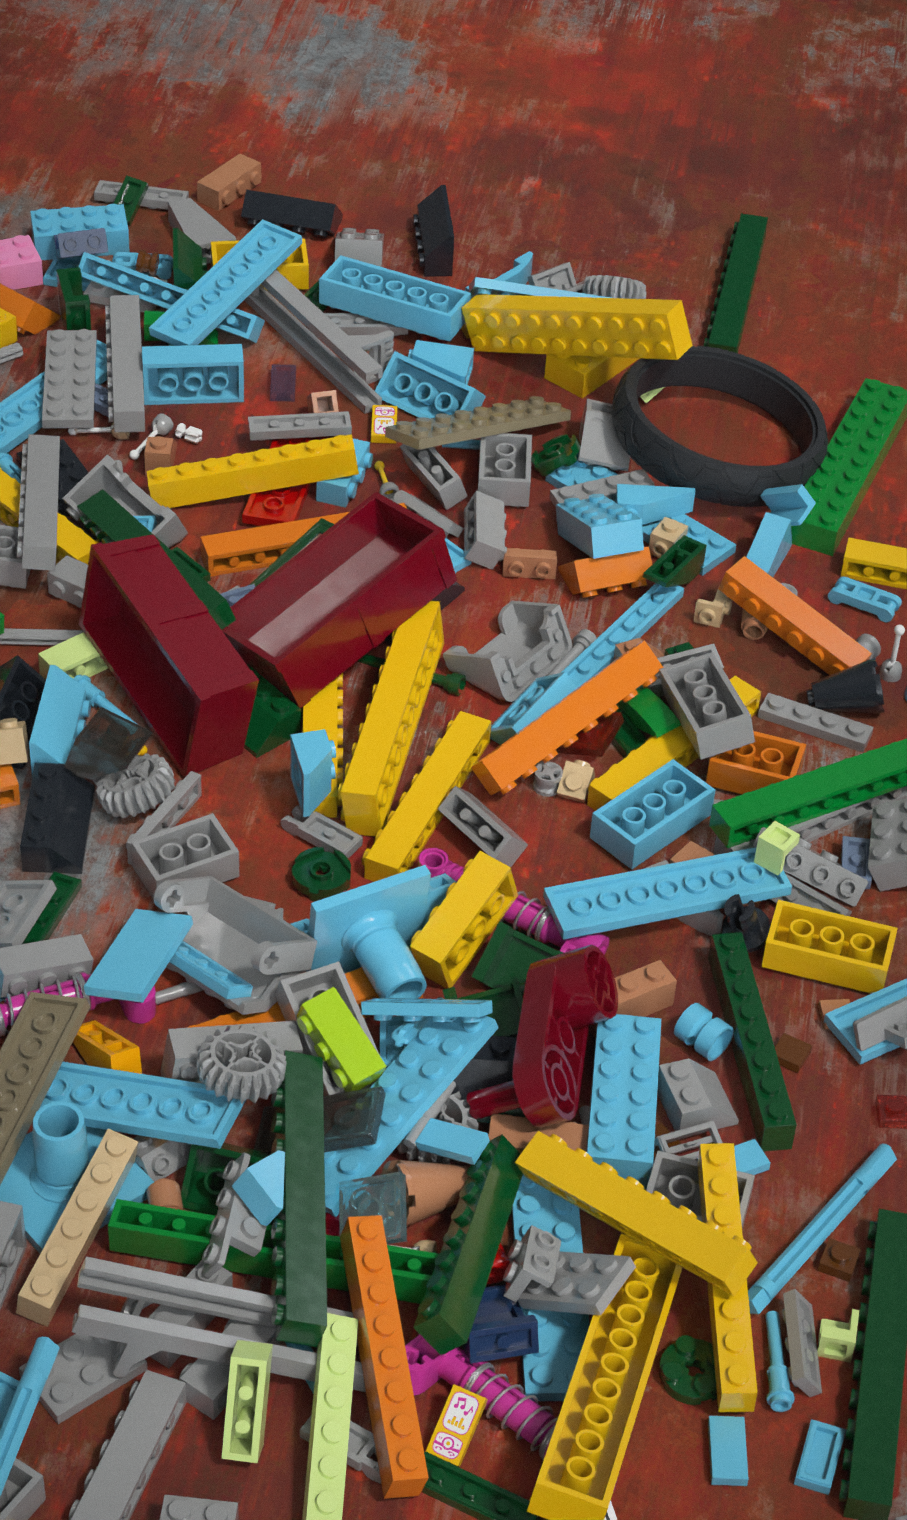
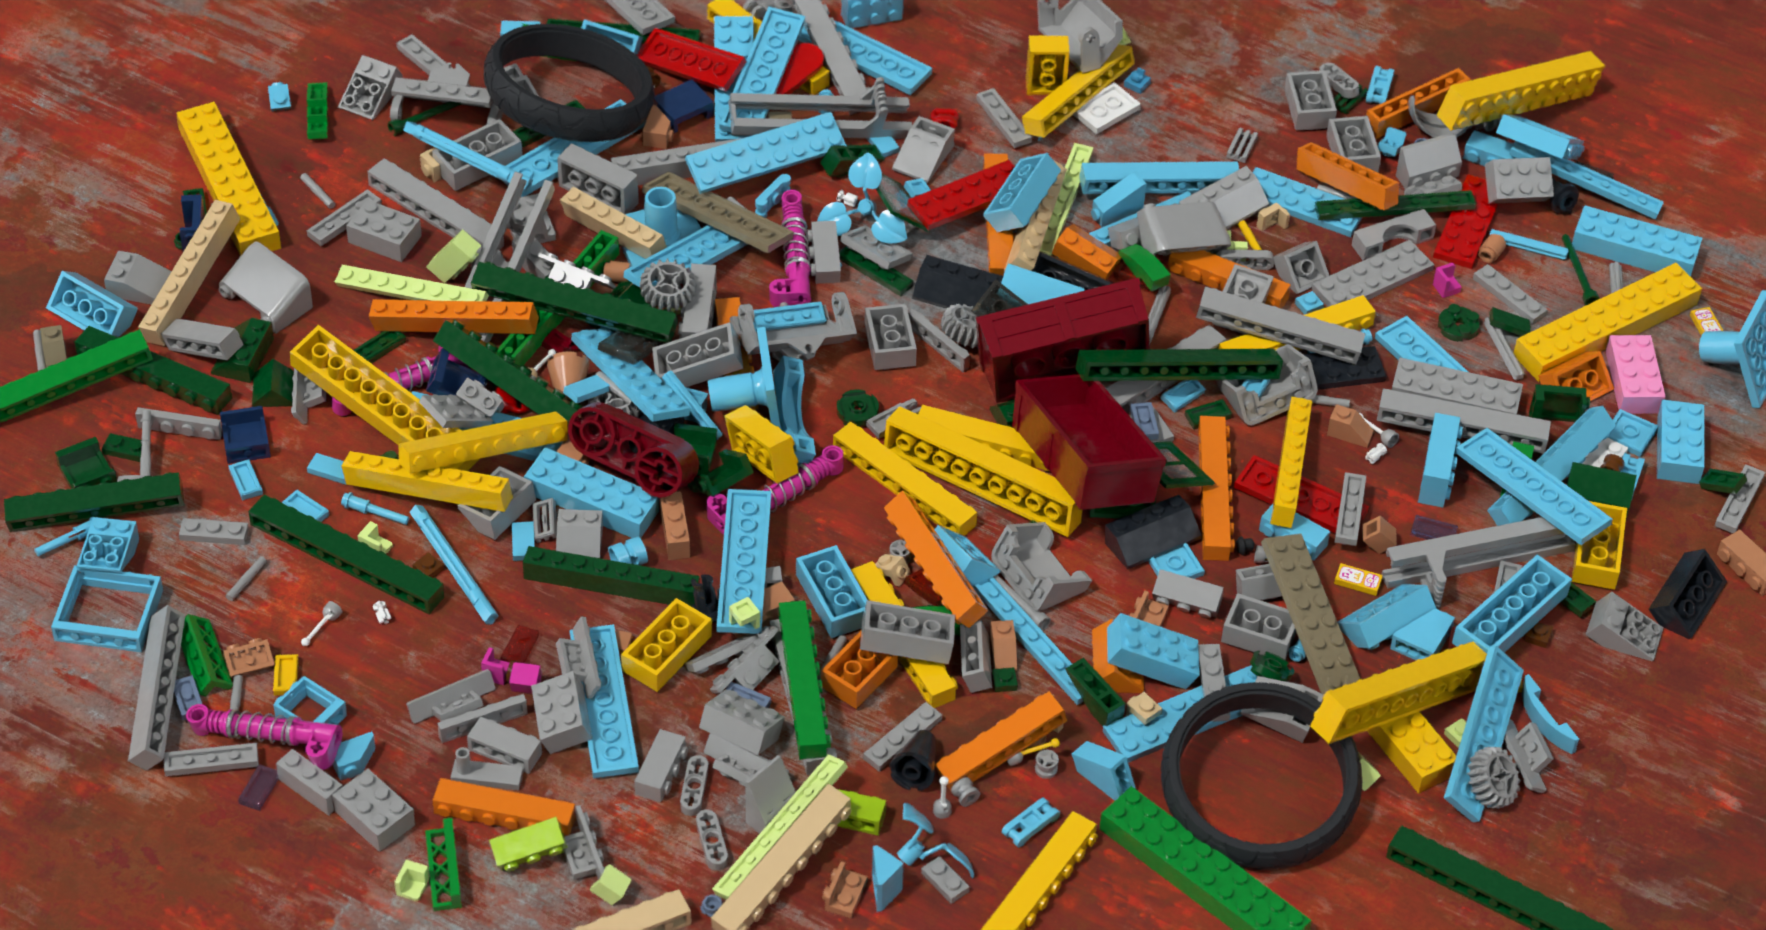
camera: 110 degrees right, 5 degrees up
(77, 242) = (1633, 424): panel -> none
(106, 1048) = (743, 269): light orange slope -> none
(138, 955) = (800, 285): medium azure tile -> none
(197, 224) = (1669, 521): light grey slope -> none
(263, 1187) = (575, 274): medium azure slope -> none
(311, 768) = (924, 394): medium azure slope -> none
(340, 1041) = (676, 346): lime brick -> none
(376, 1196) = (554, 342): clear light blue plate -> none
(427, 512) = (1223, 567): light grey plate -> none
(434, 234) = (1625, 685): black slope -> none
(439, 1009) = (678, 386): medium azure plate -> none
(456, 1425) = (405, 351): tile -> none
(482, 826) = (859, 495): light grey brick -> none
(655, 502) = (1180, 693): medium azure slope -> none
(789, 502) = (1137, 780): medium azure panel -> none
(792, 1052) = (596, 602): reddish brown tile -> none
(801, 1343) = (388, 523): light grey plate -> none

